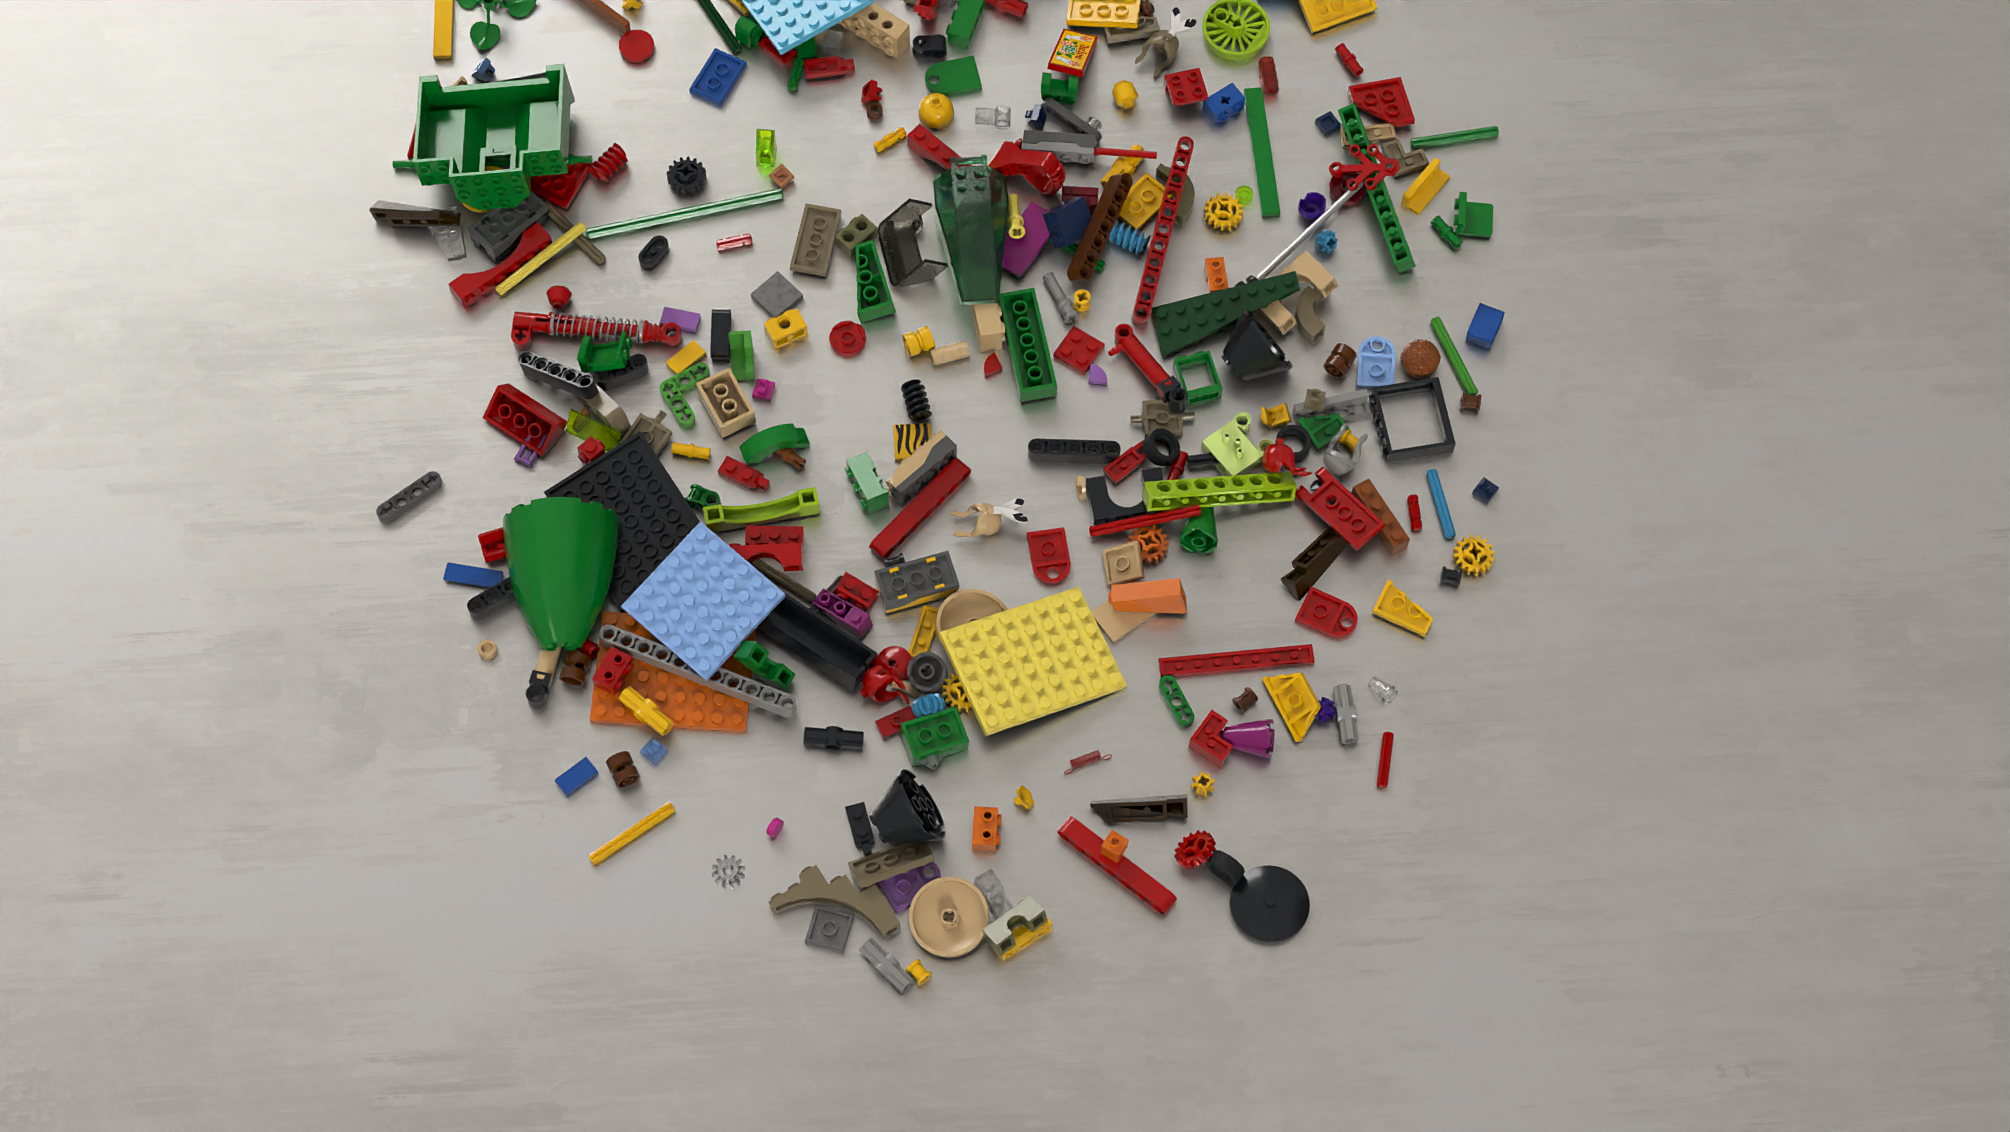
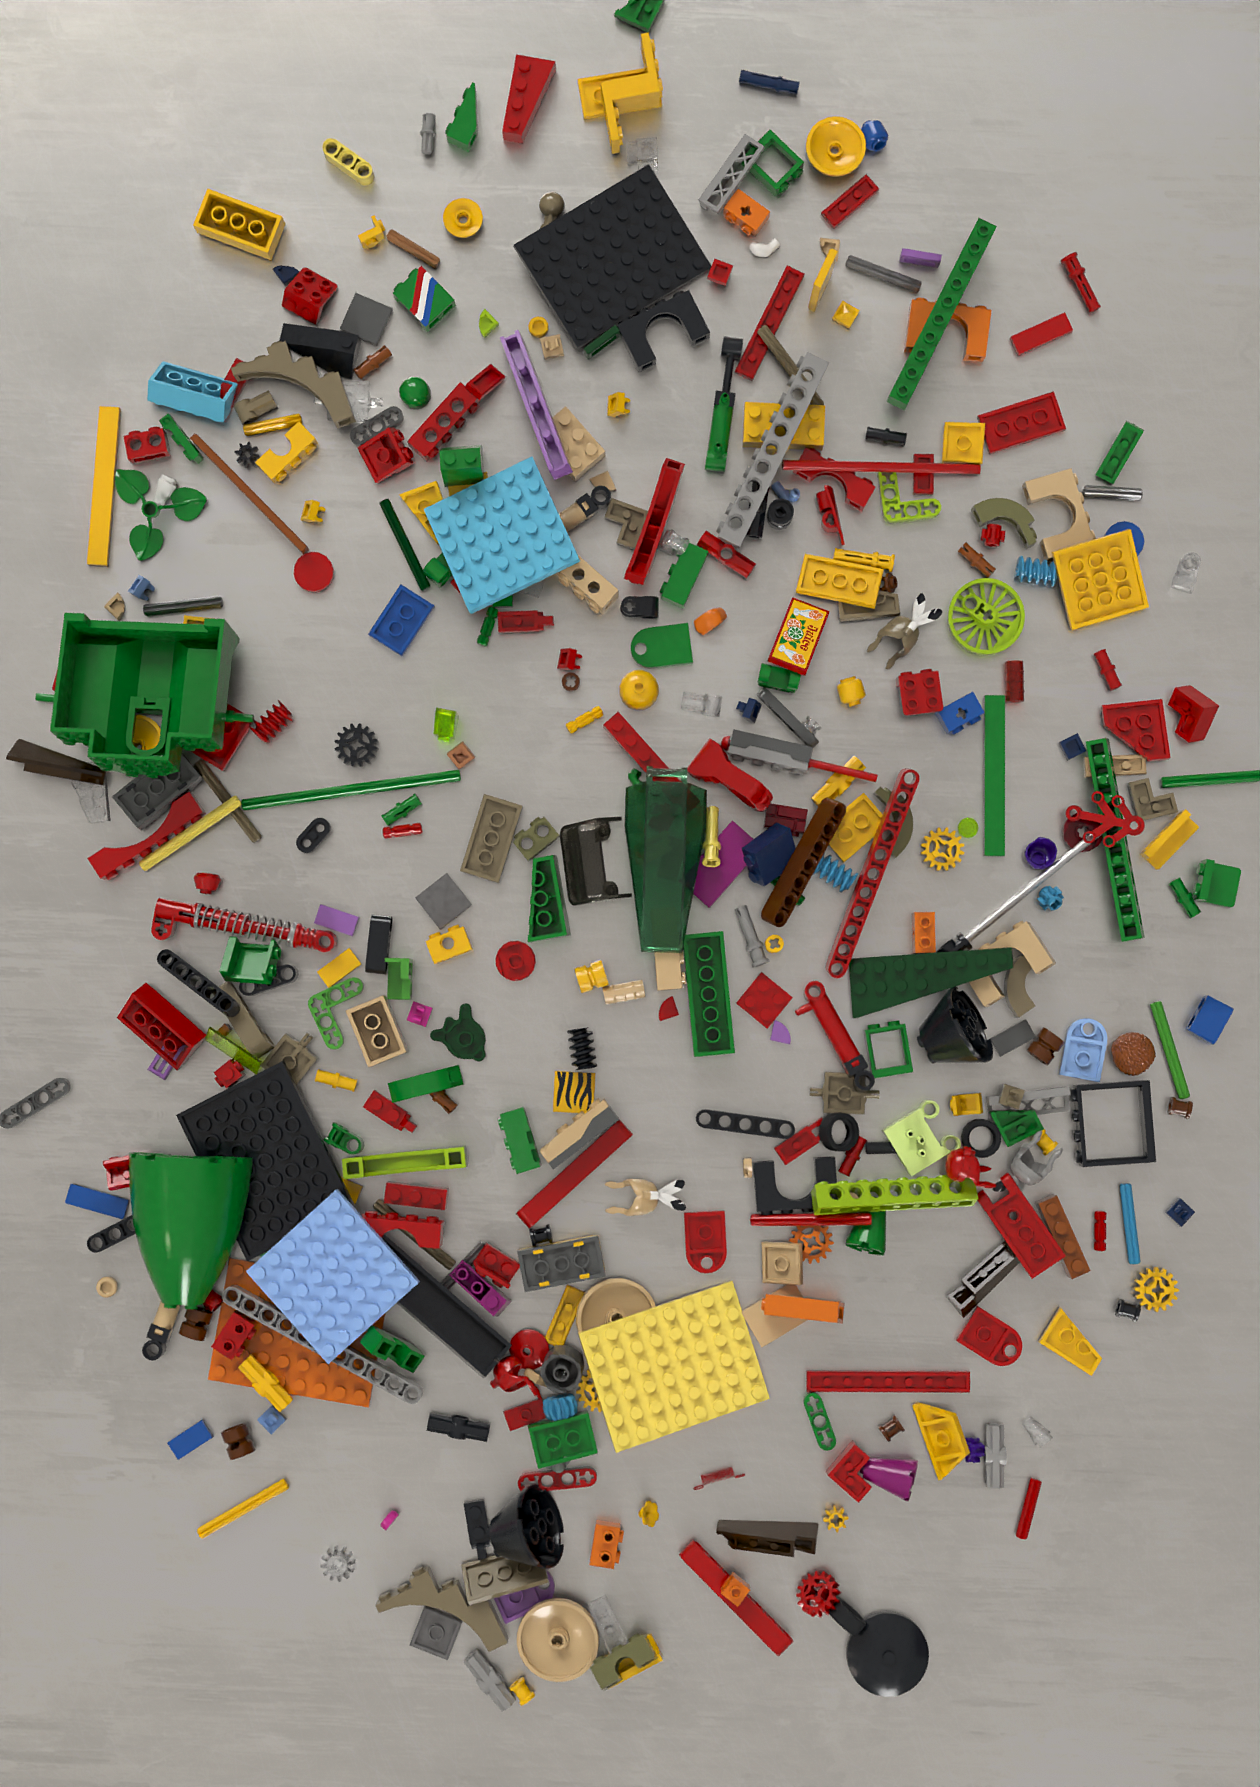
camera: 10 degrees right, 20 degrees up
(741, 217) = (401, 809): none -> green pin
(804, 405) = (462, 1036): none -> dark green tile
(932, 773) = (557, 1483): none -> red beam
(992, 52) = (709, 620): none -> orange hair
(1309, 360) = (1013, 1037): none -> dark grey tile
(1432, 85) = (1196, 712): none -> red panel

